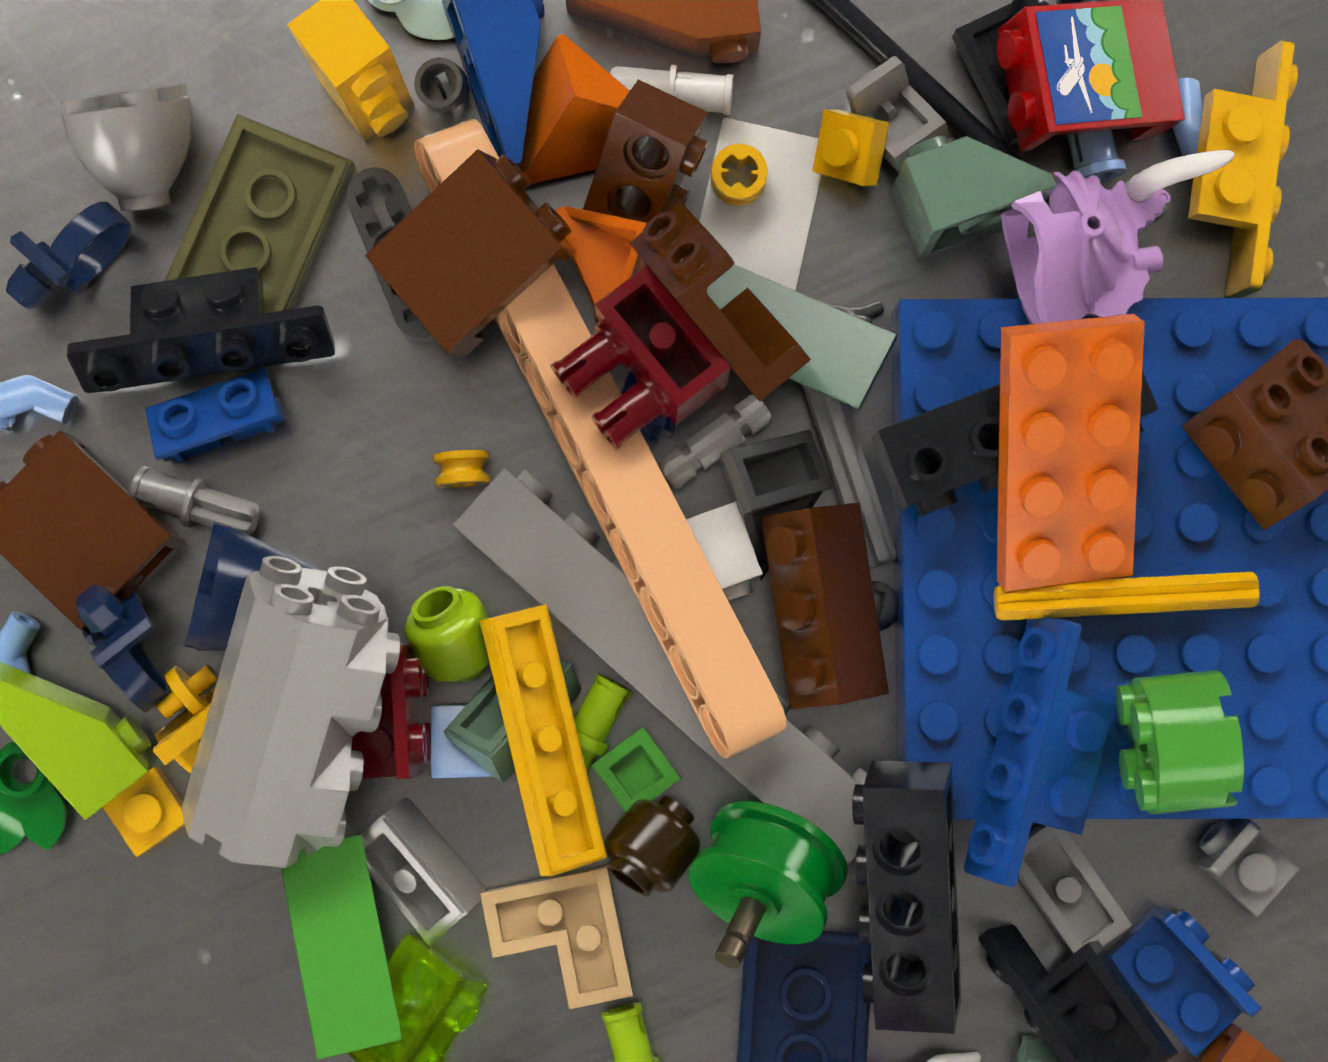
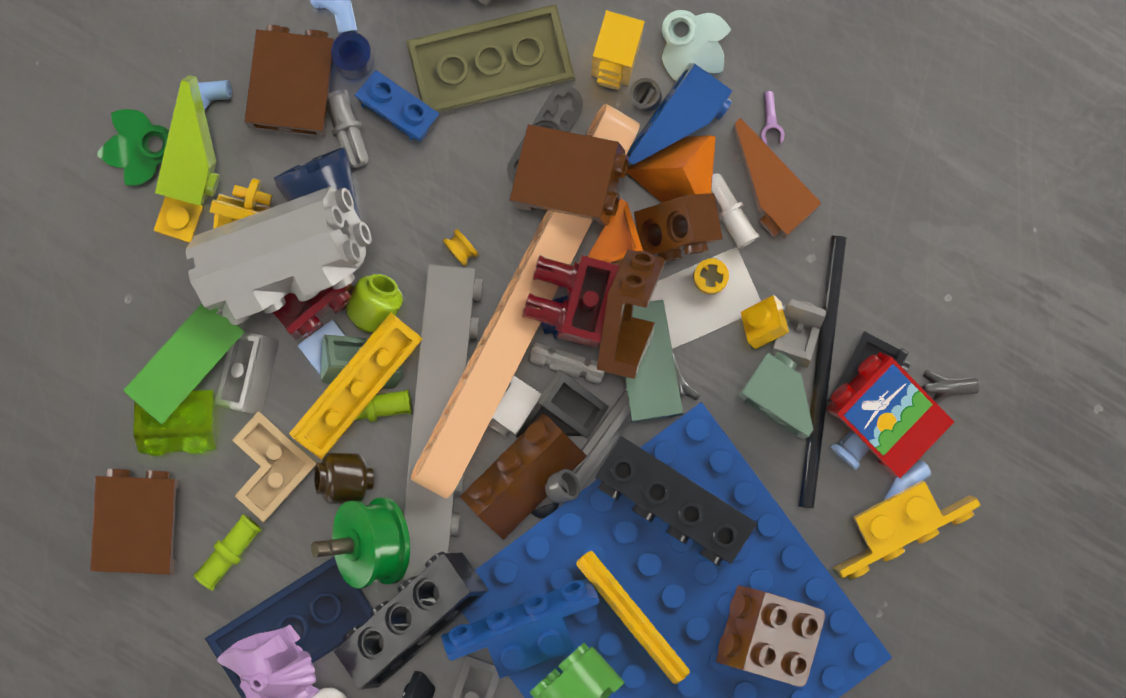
camera: 50 degrees right, 0 degrees up
(100, 422) = (352, 55): none -> clear blue brick
(115, 631) = (255, 139): dark blue piece -> none
(200, 330) = (433, 68): black bracket -> none
(636, 770) = (375, 443): bright green plate -> none
(880, 563) = (562, 486): none -> dark grey hinge
(1068, 450) = (676, 534): orange plate -> none
(1088, 240) = (790, 476): lavender helmet -> none

